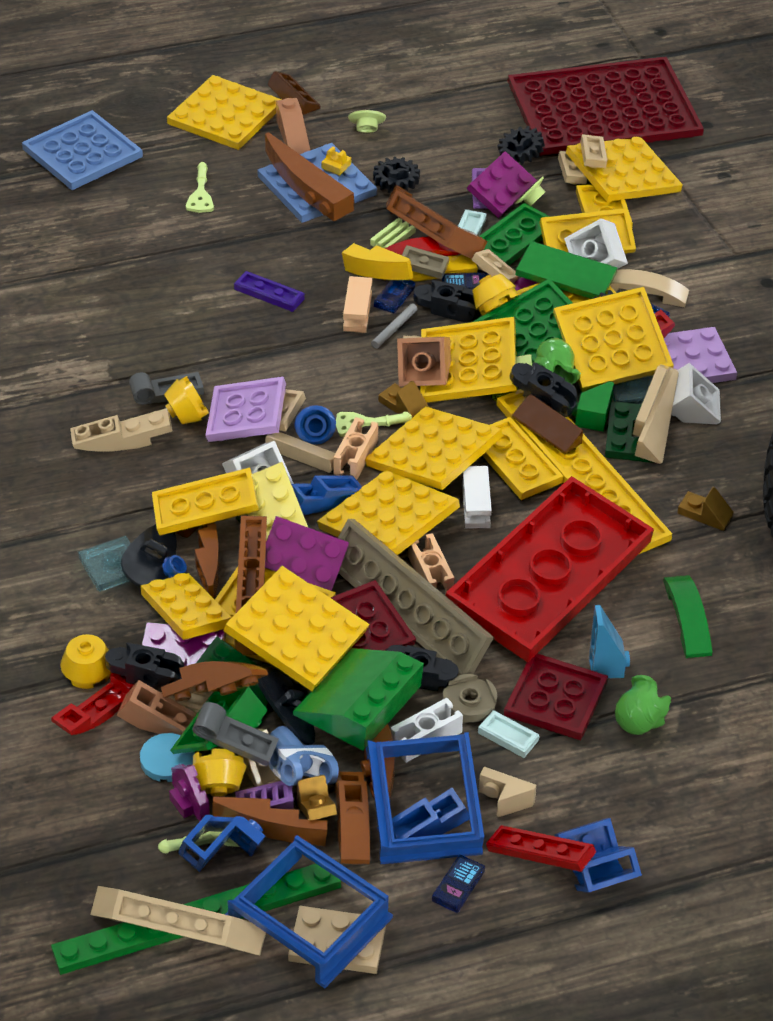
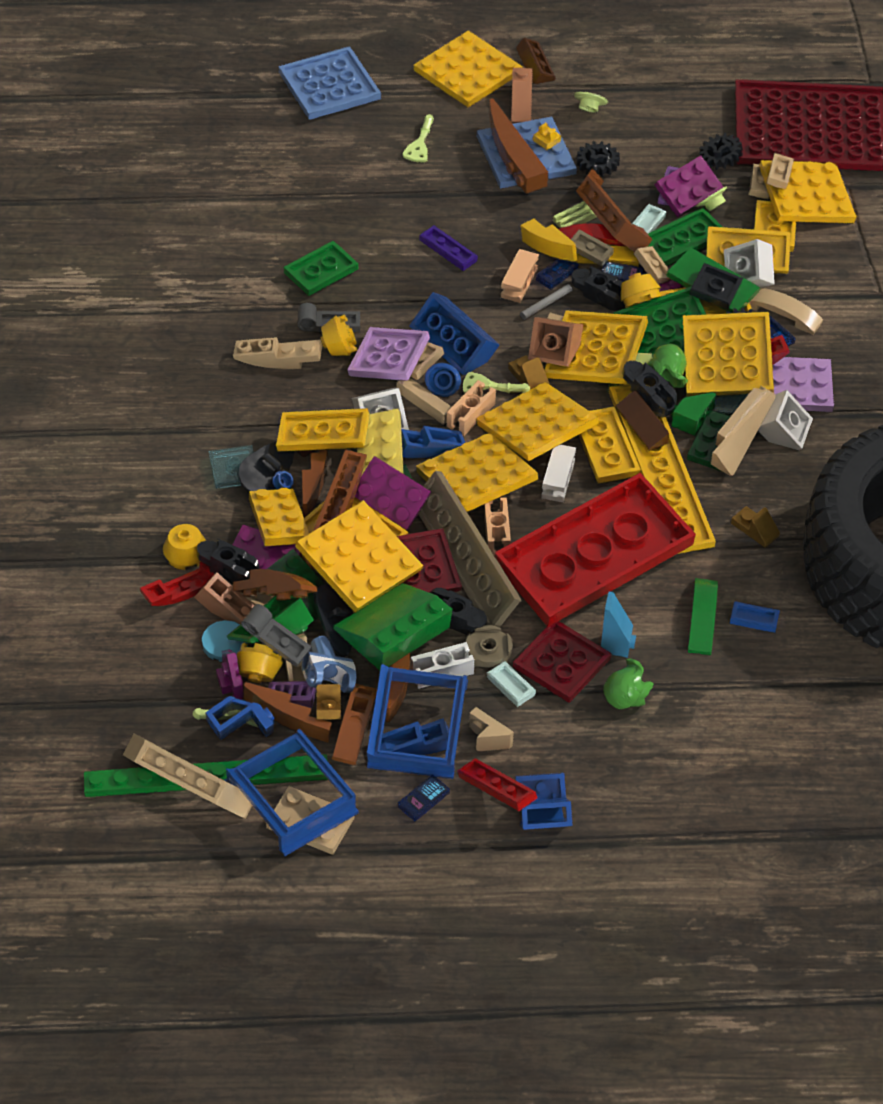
camera: 15 degrees right, 5 degrees up
(138, 336) = (321, 268): none -> green plate
(306, 371) = (462, 340): none -> blue slope
(573, 274) = (716, 286): none -> black tile
(743, 605) = (754, 617): none -> blue tile

